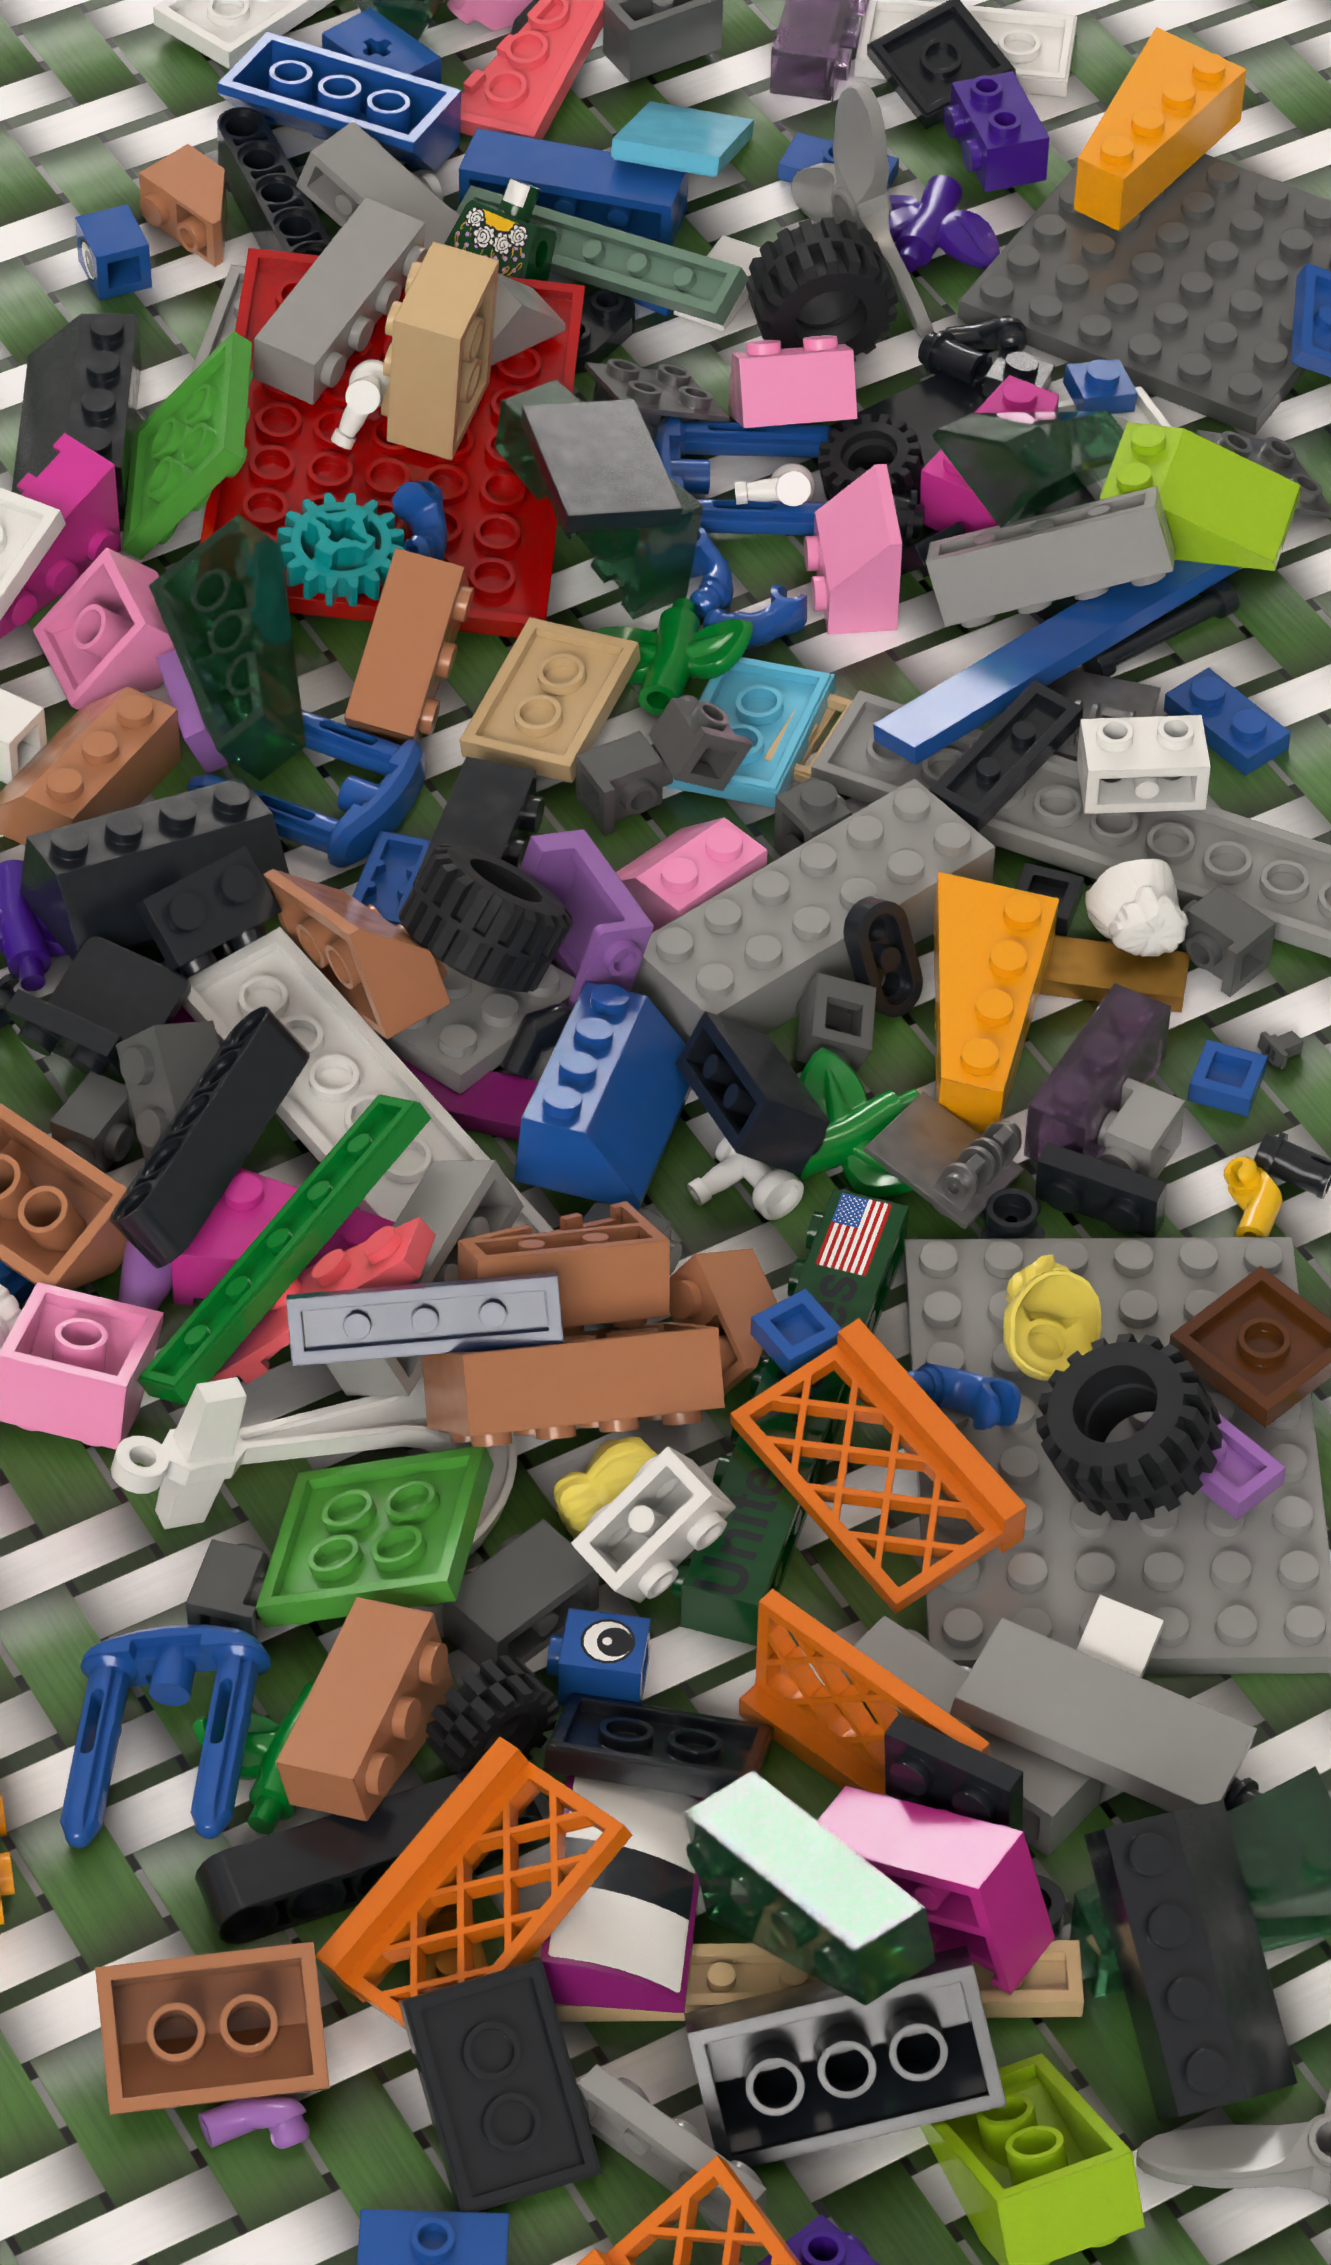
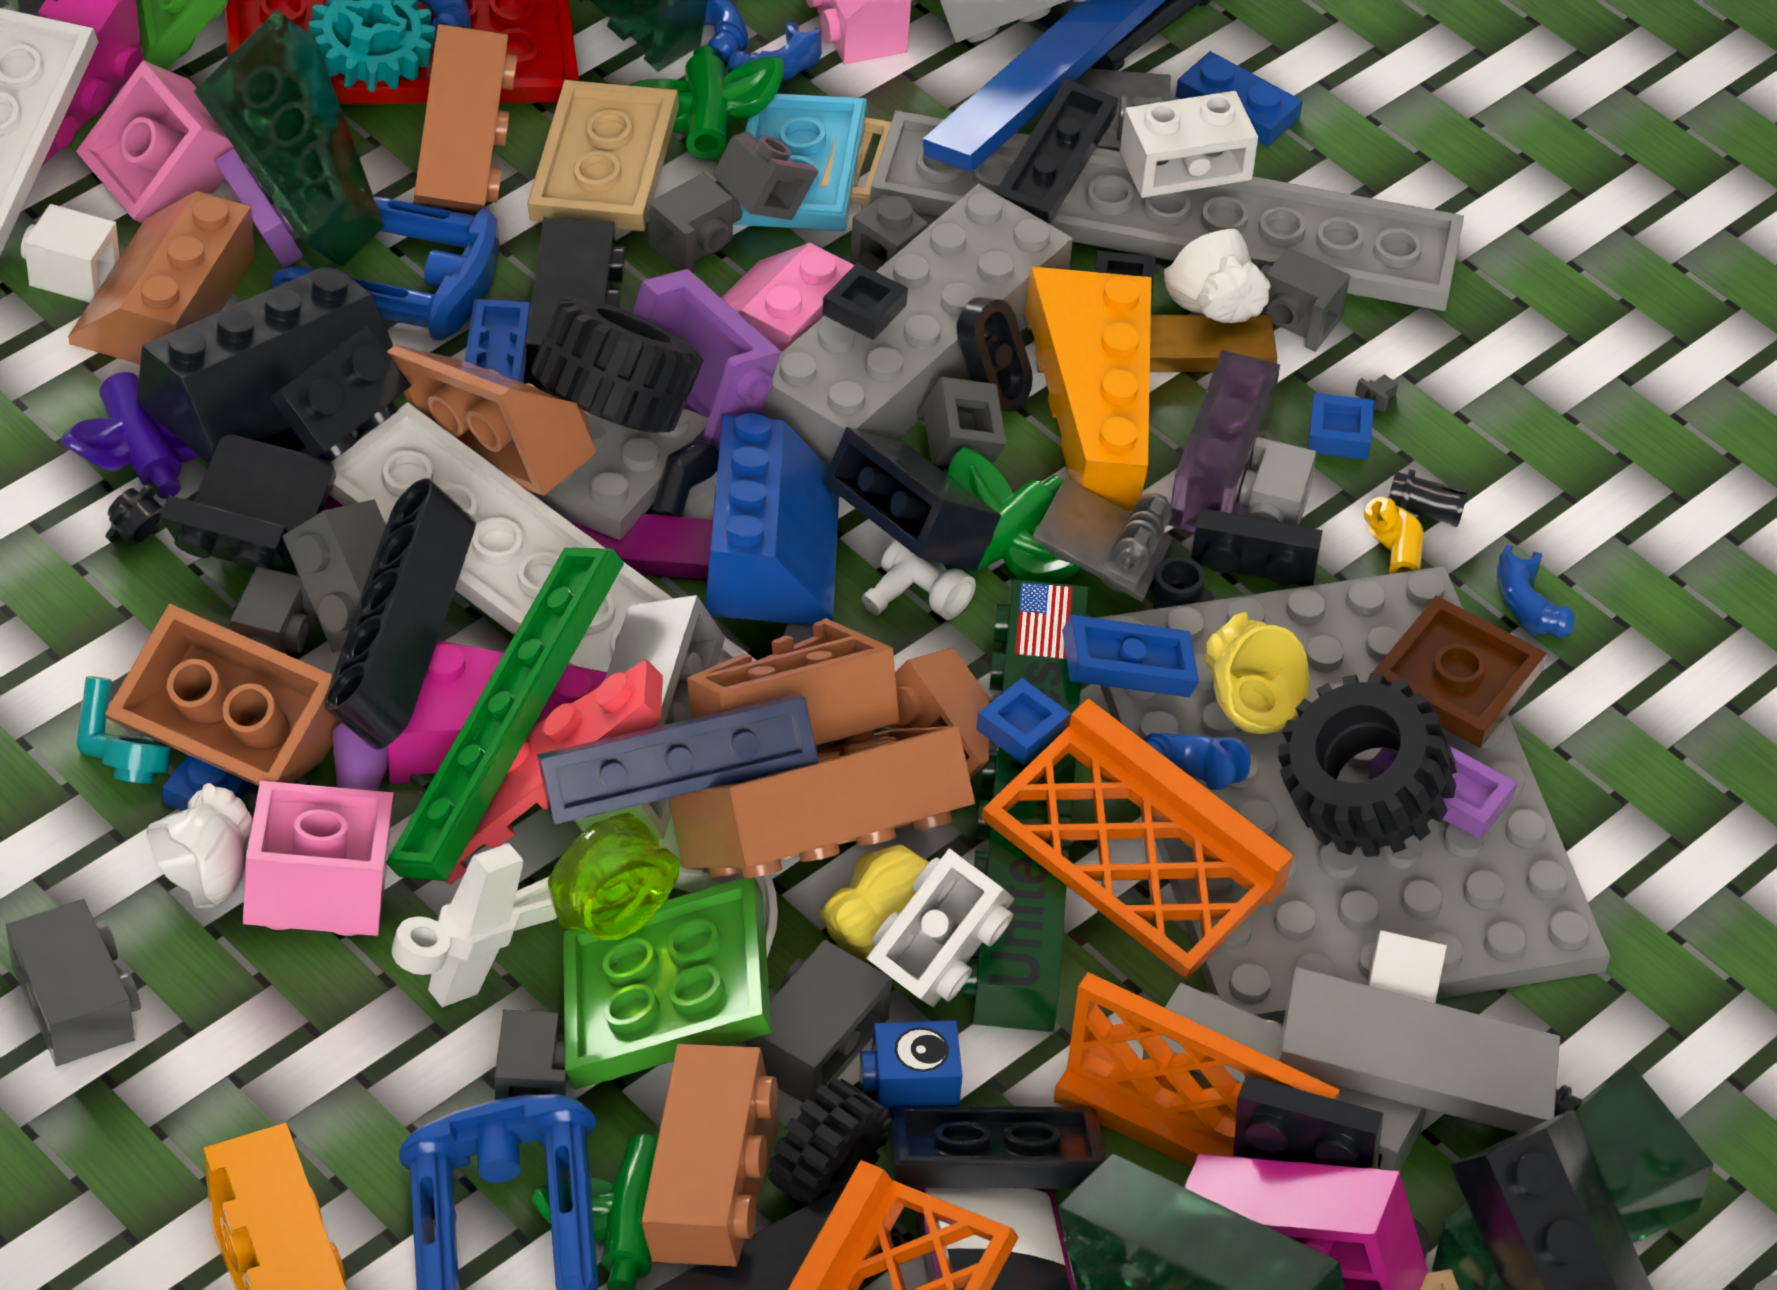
camera: 15 degrees left, 0 degrees up
(342, 1427) = (612, 878): none -> clear neon green hat
(754, 885) = (865, 301): none -> black plate
(927, 1282) = (1130, 656): none -> blue plate

